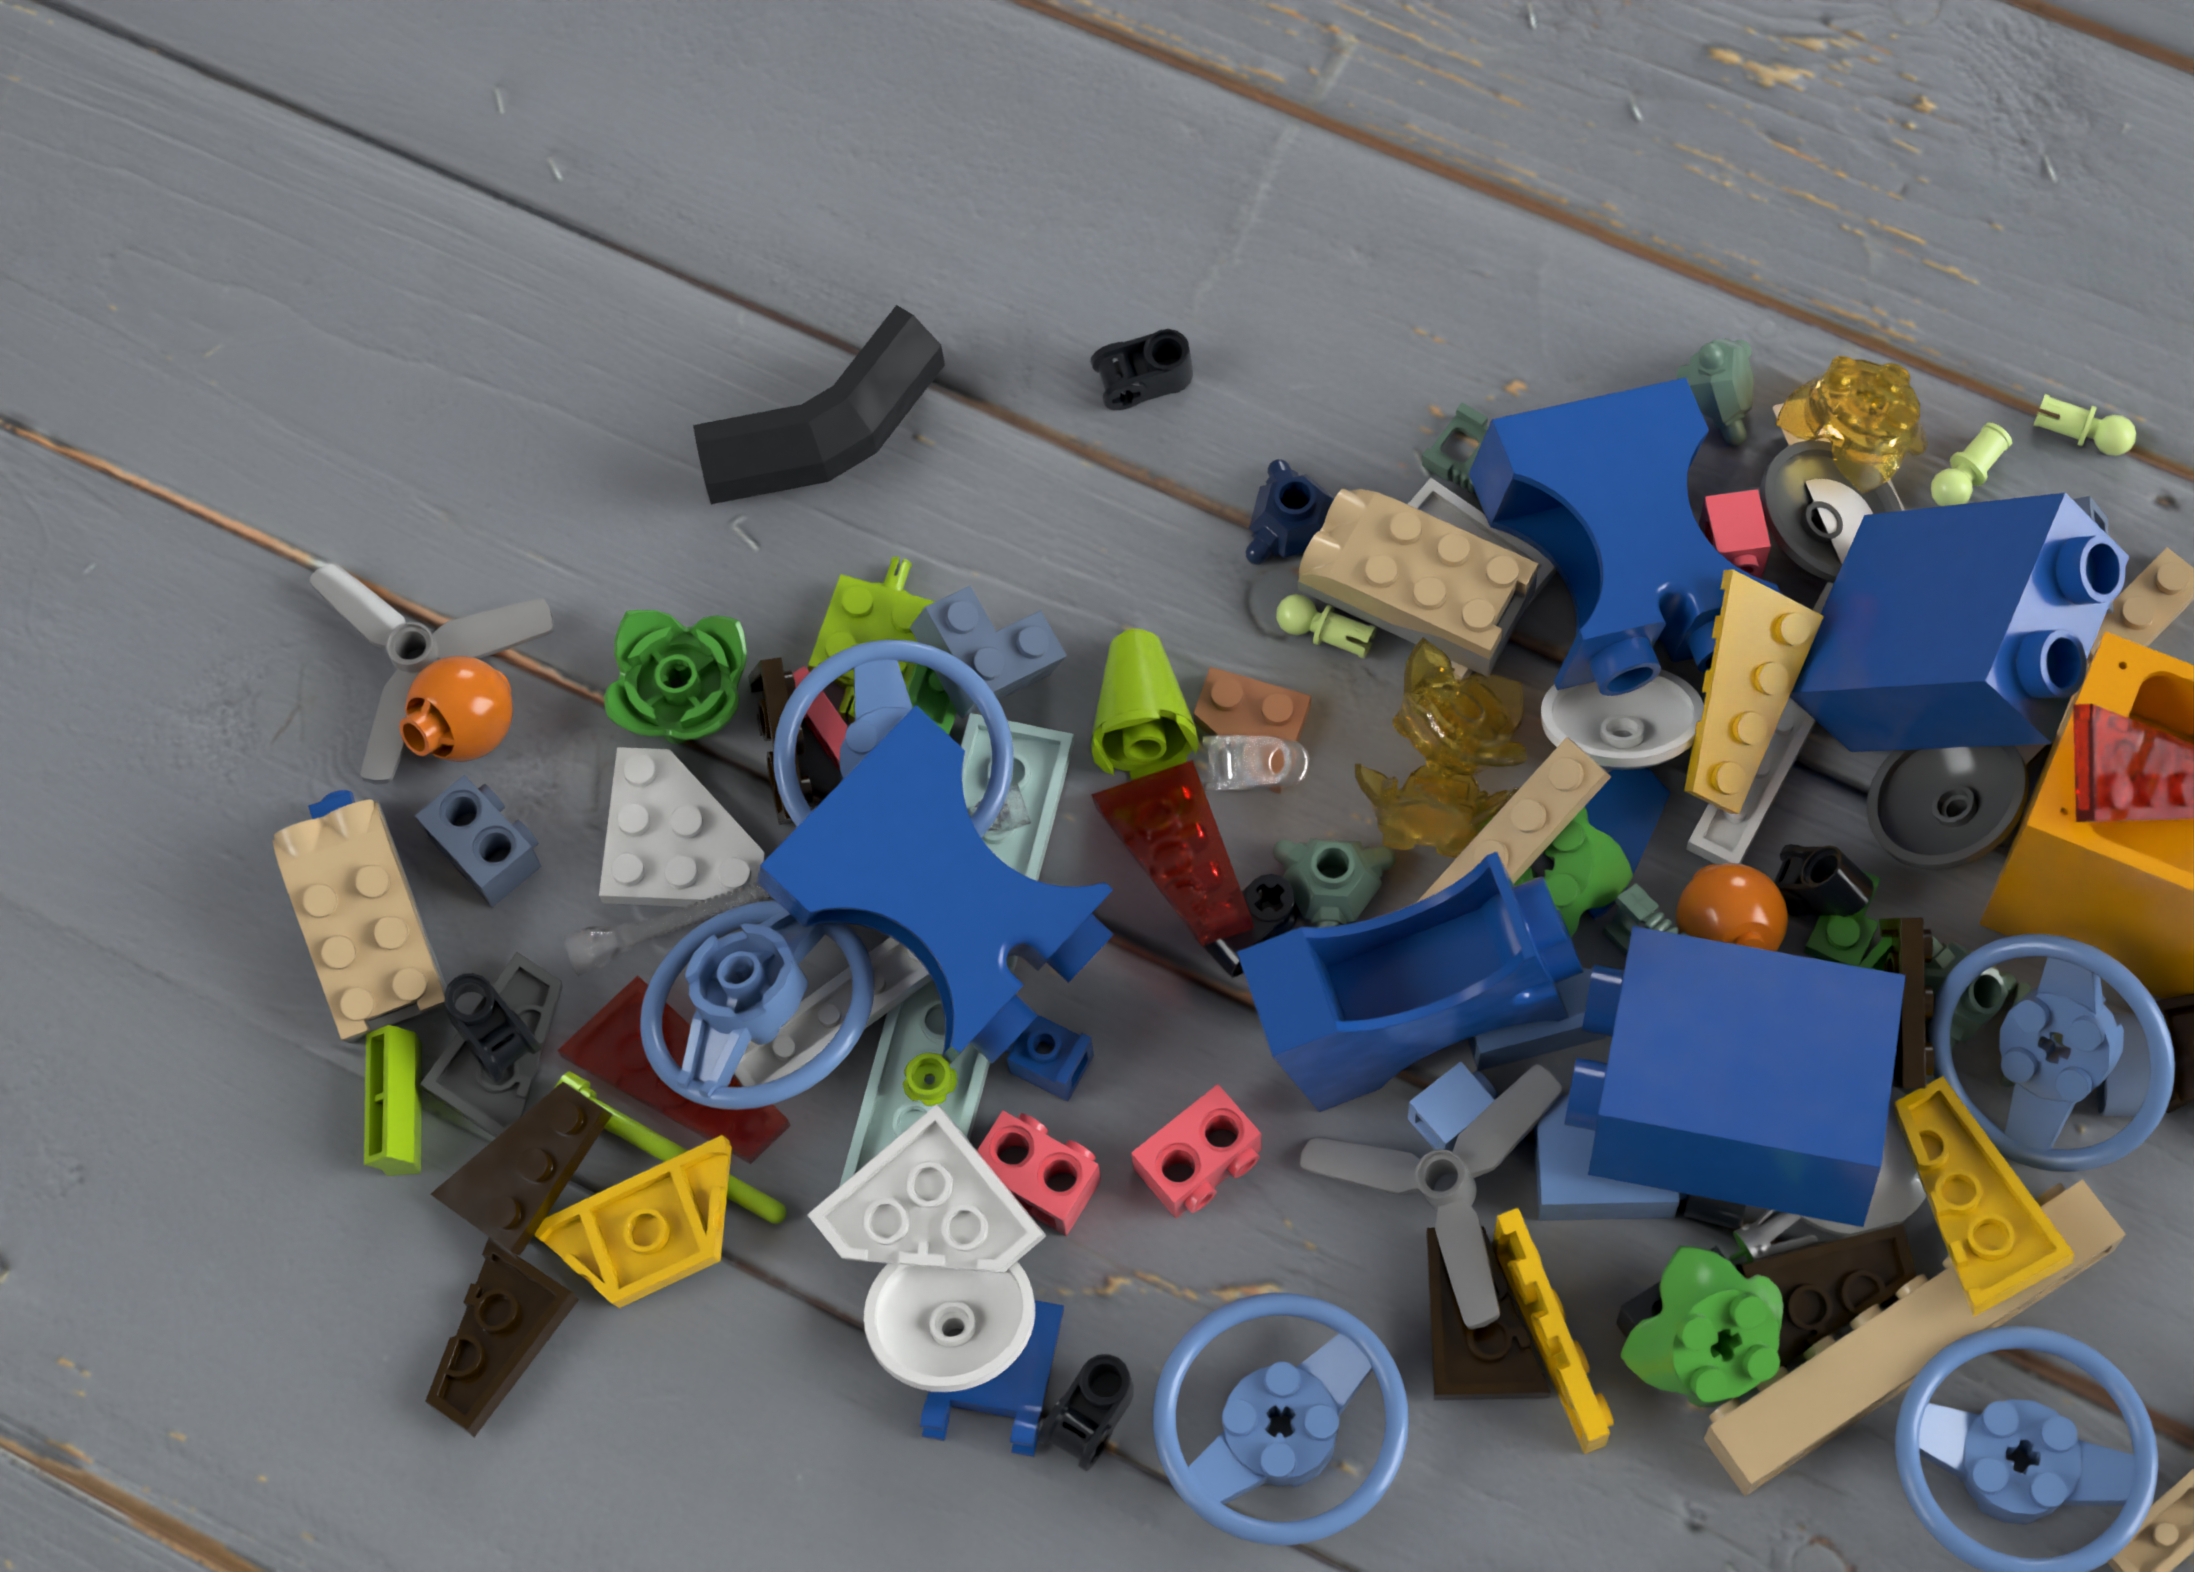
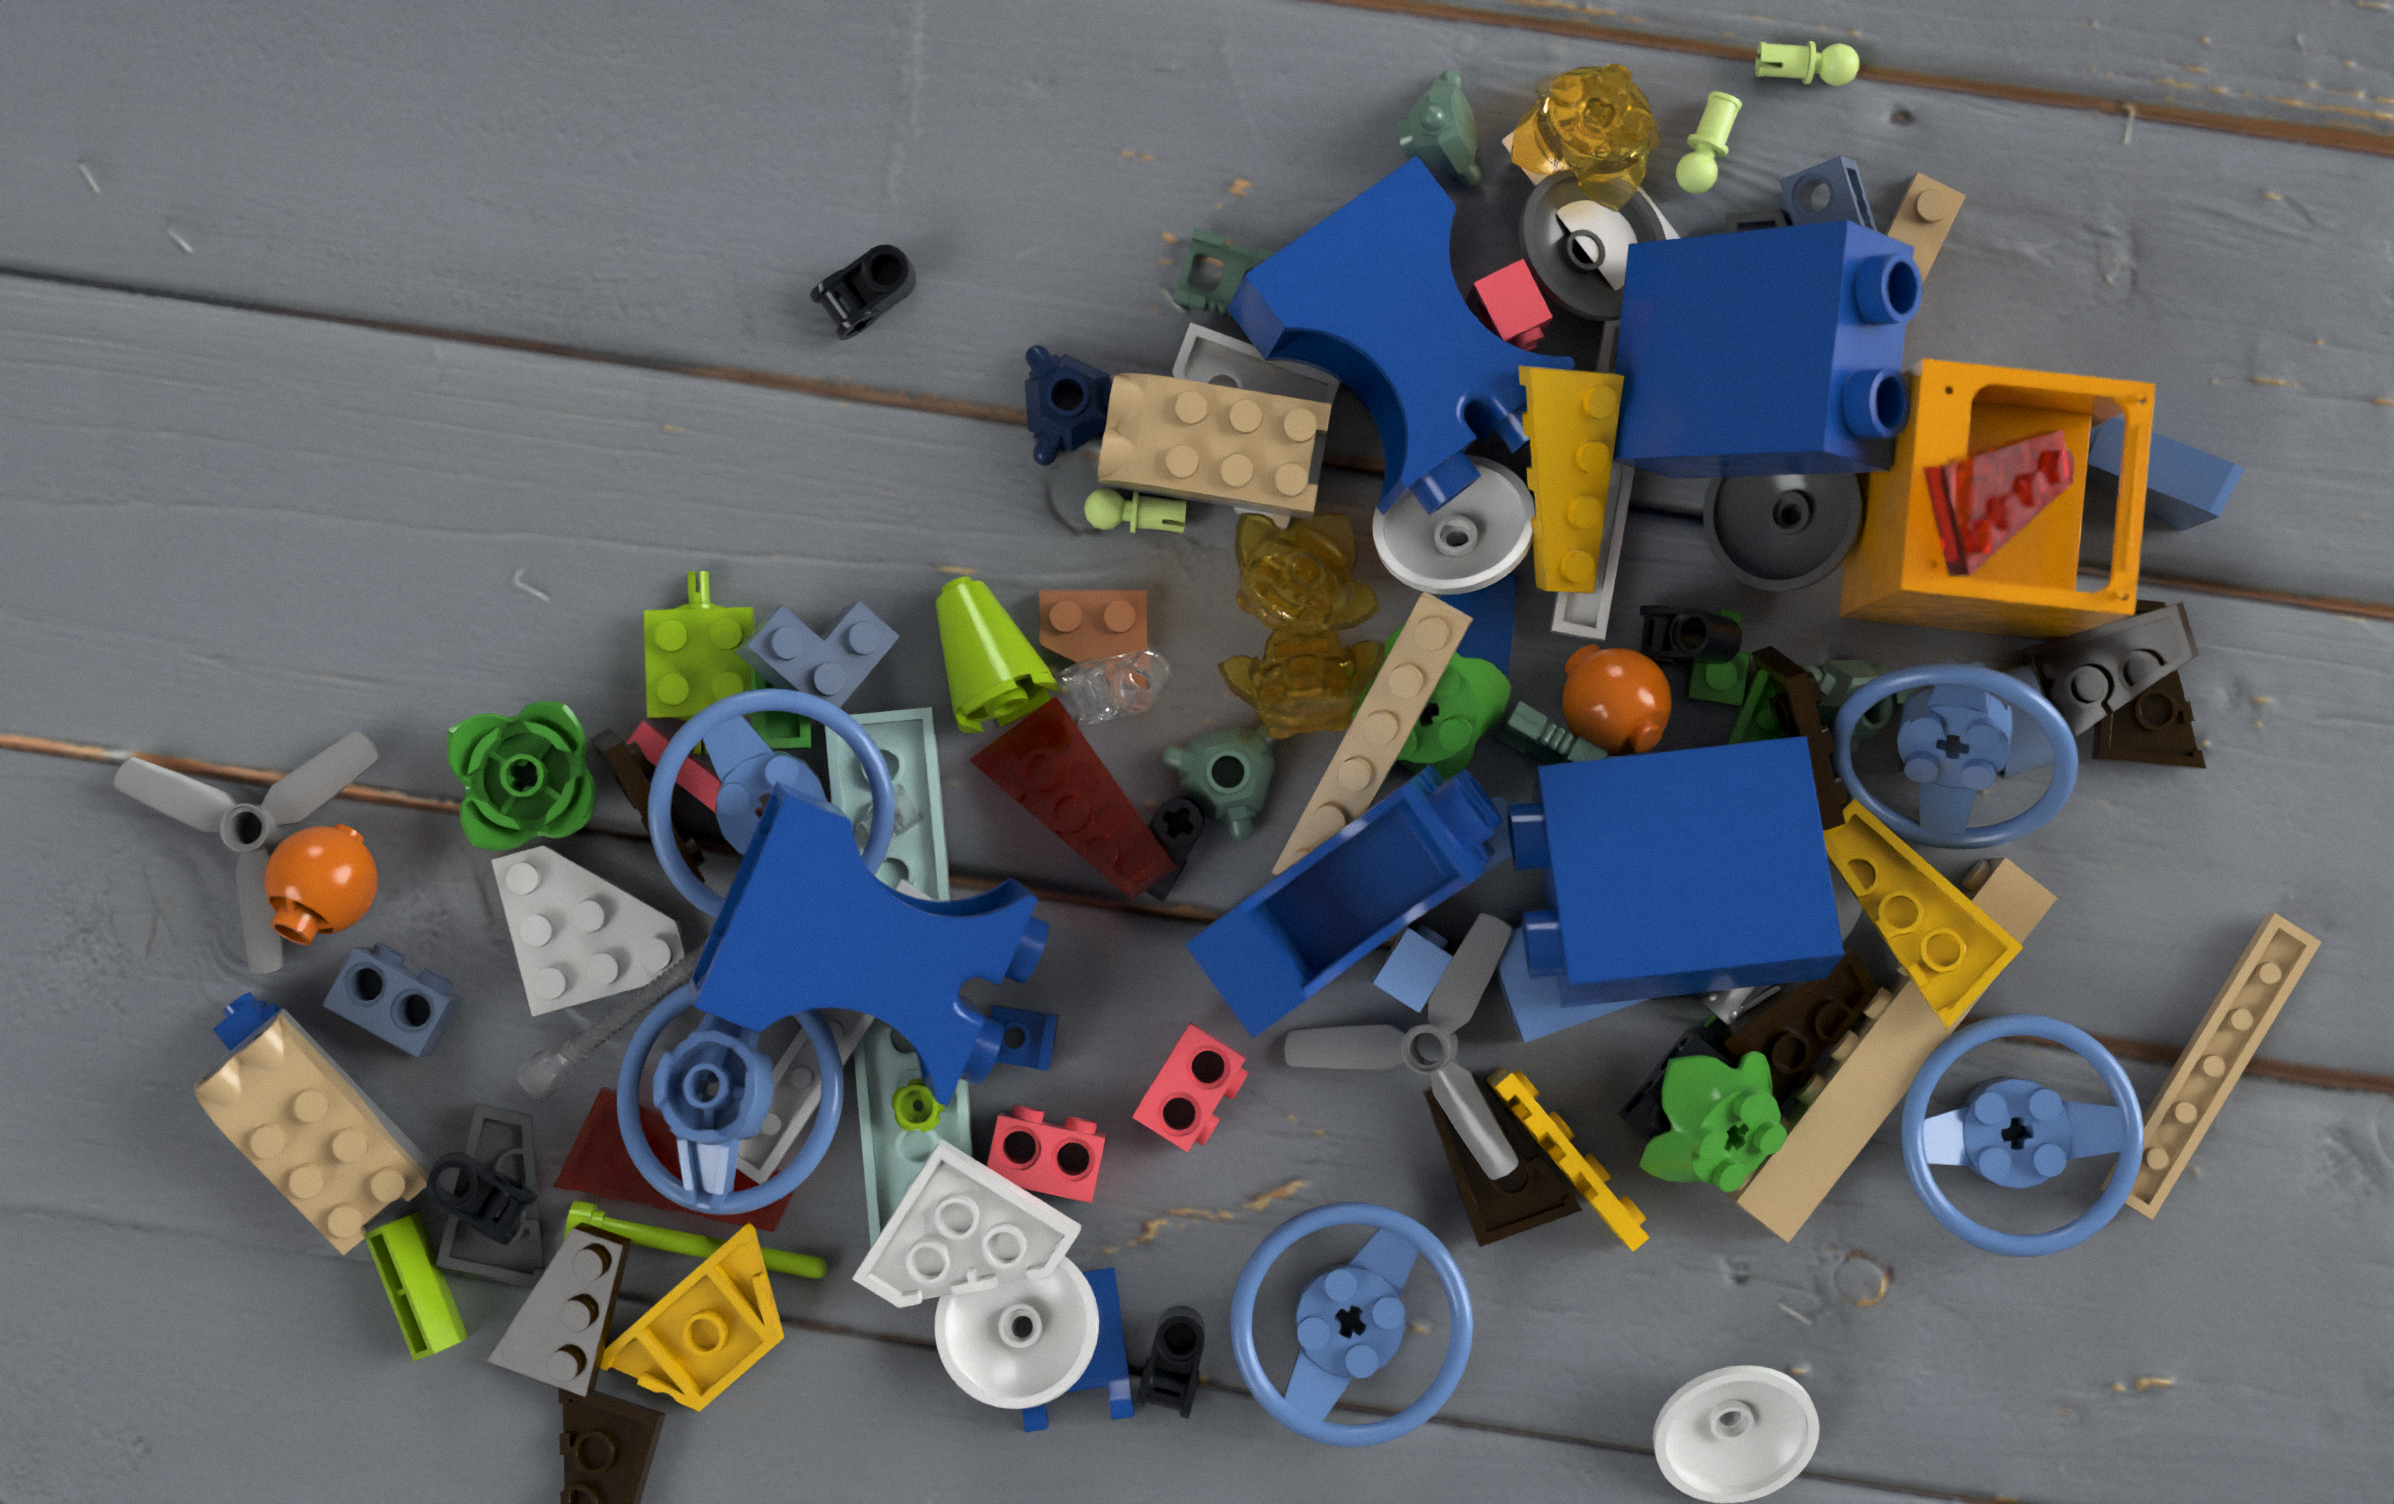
camera: 25 degrees left, 20 degrees up
(830, 431) = (581, 466): black piece -> none

